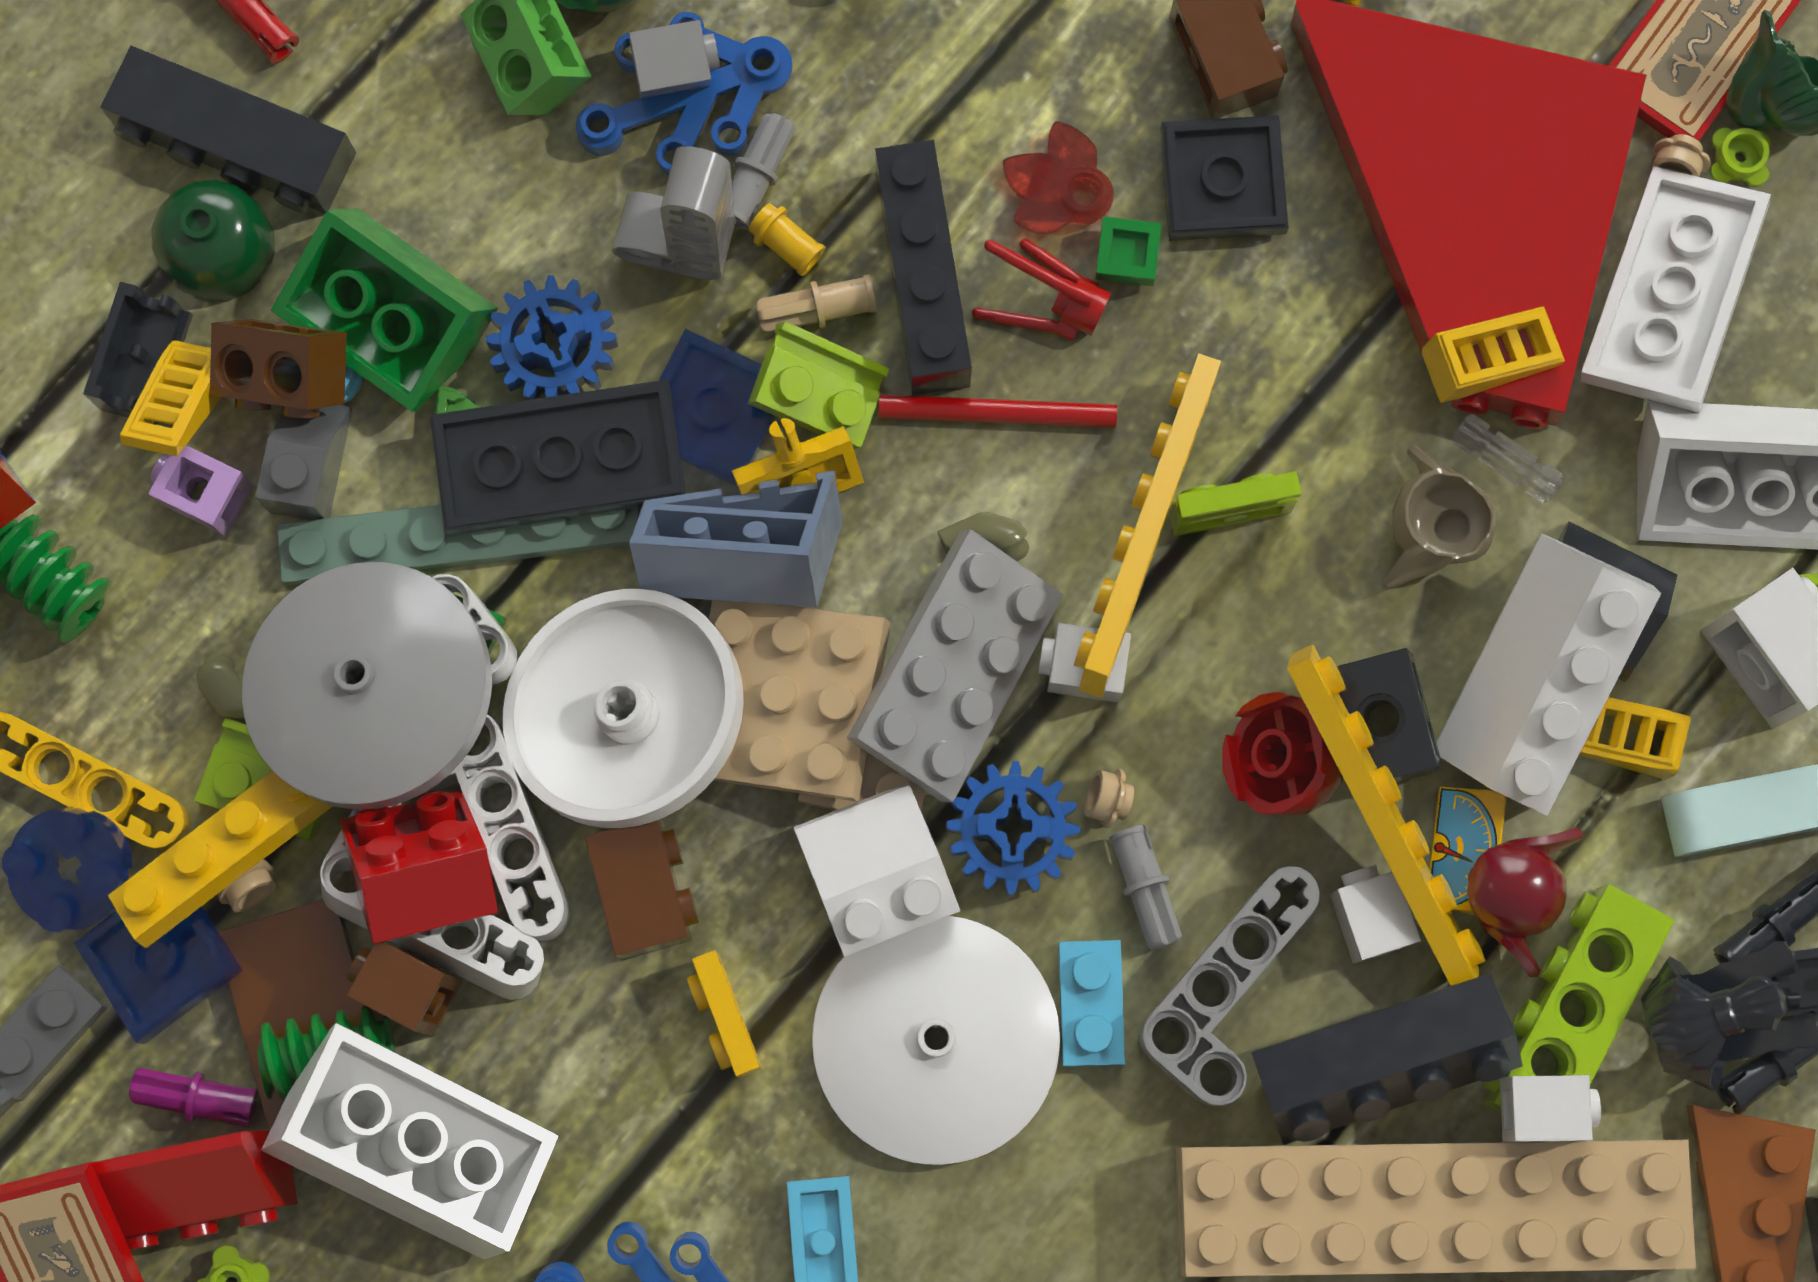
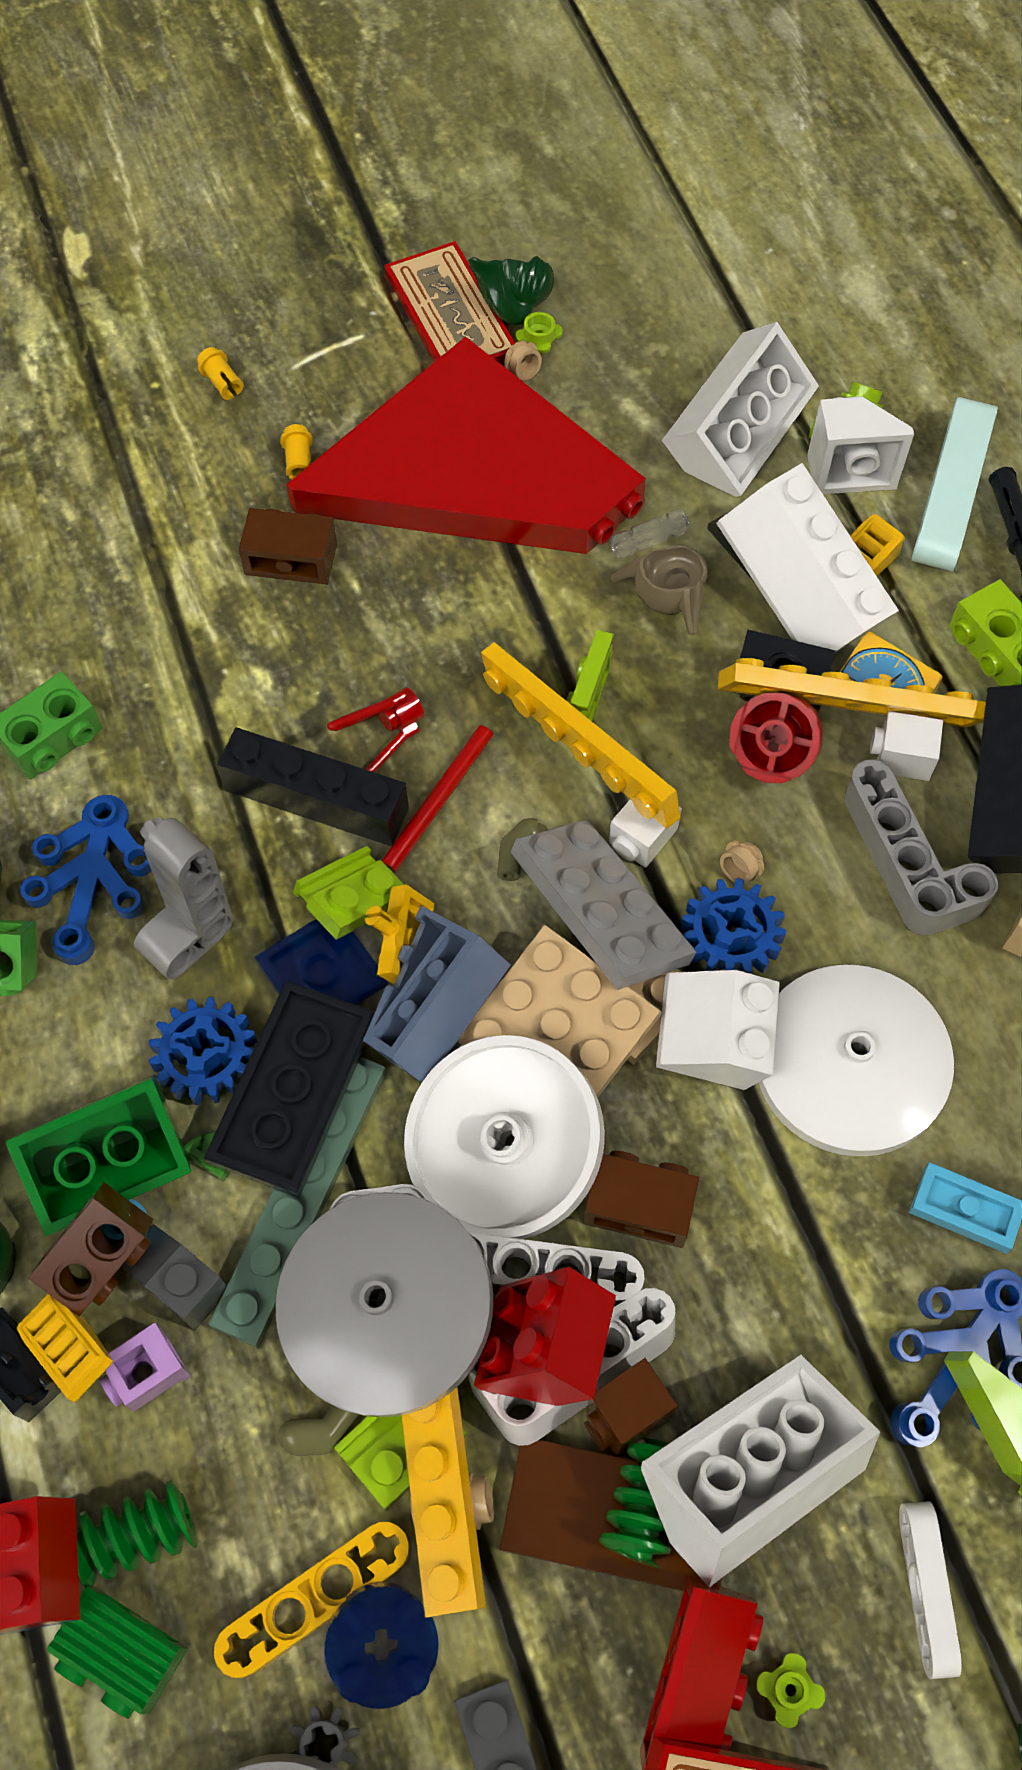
camera: 60 degrees left, 15 degrees down
(161, 981) = (517, 1618): clear blue plate -> none
(194, 1096) = (622, 1639): magenta axle -> none
(673, 58) = (62, 859): light grey brick -> none
(713, 991) = (746, 1185): yellow plate -> none
(786, 238) = (239, 861): yellow pin -> none
(817, 304) = (292, 866): tan axle -> none
(1051, 180) = (305, 687): clear red plate -> none
(1091, 1003) = (877, 945): medium azure plate -> none
(1128, 251) = (382, 666): green plate -> none
(1146, 886) = (817, 869): light grey axle -> none
(1224, 178) = (371, 591): black plate -> none
(1455, 365) = (584, 496): yellow slope -> none
(1520, 891) = (939, 653): dark red piece -> none
(1675, 289) = (603, 393): white plate -> none

